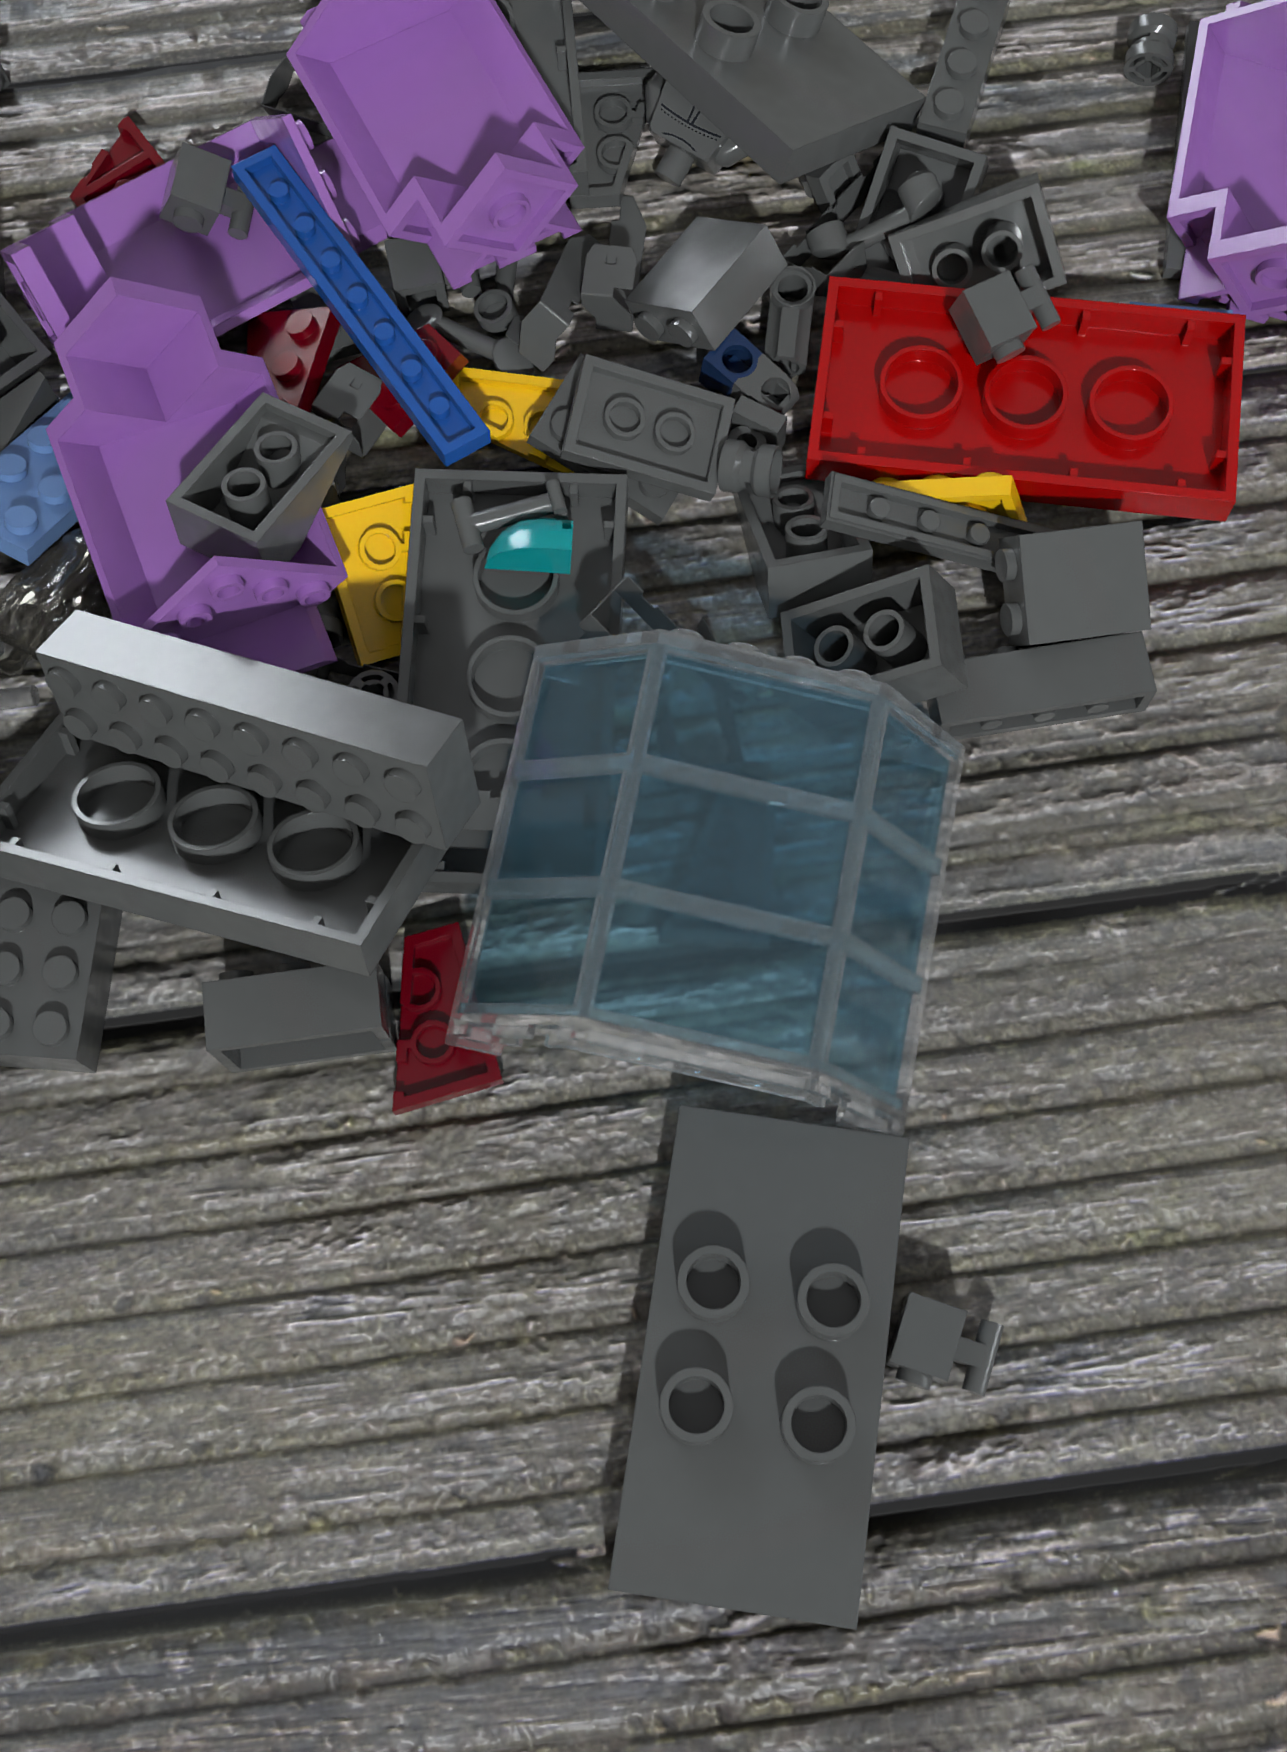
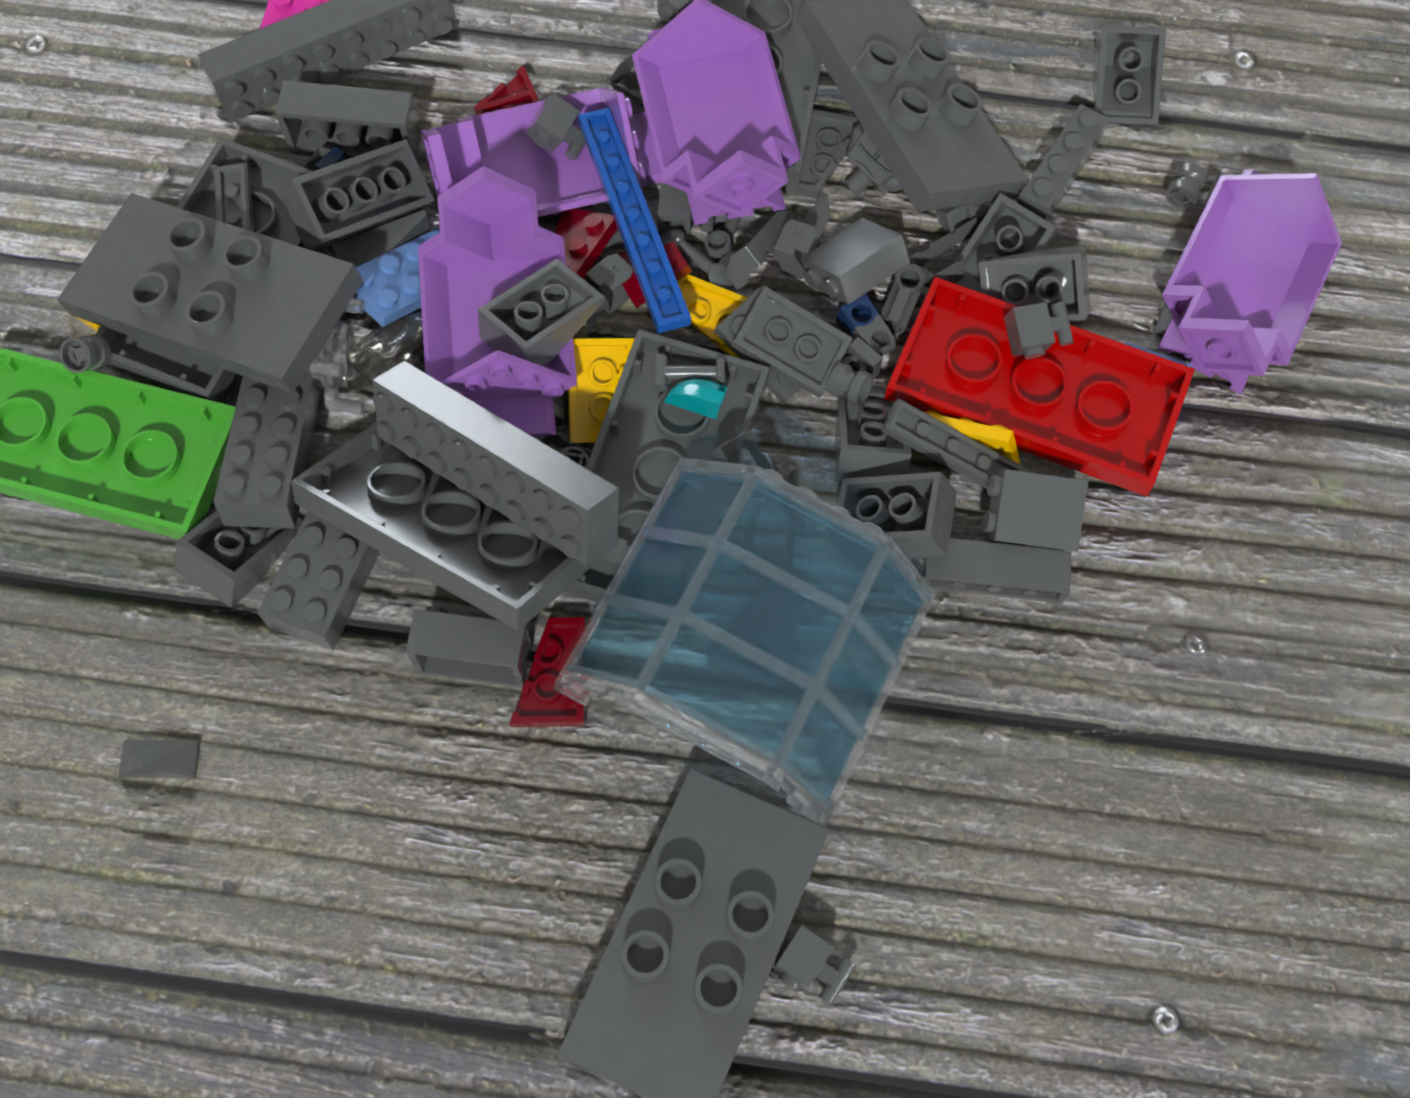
camera: 10 degrees right, 5 degrees down
(918, 199) = (1005, 243): dark grey bar -> none

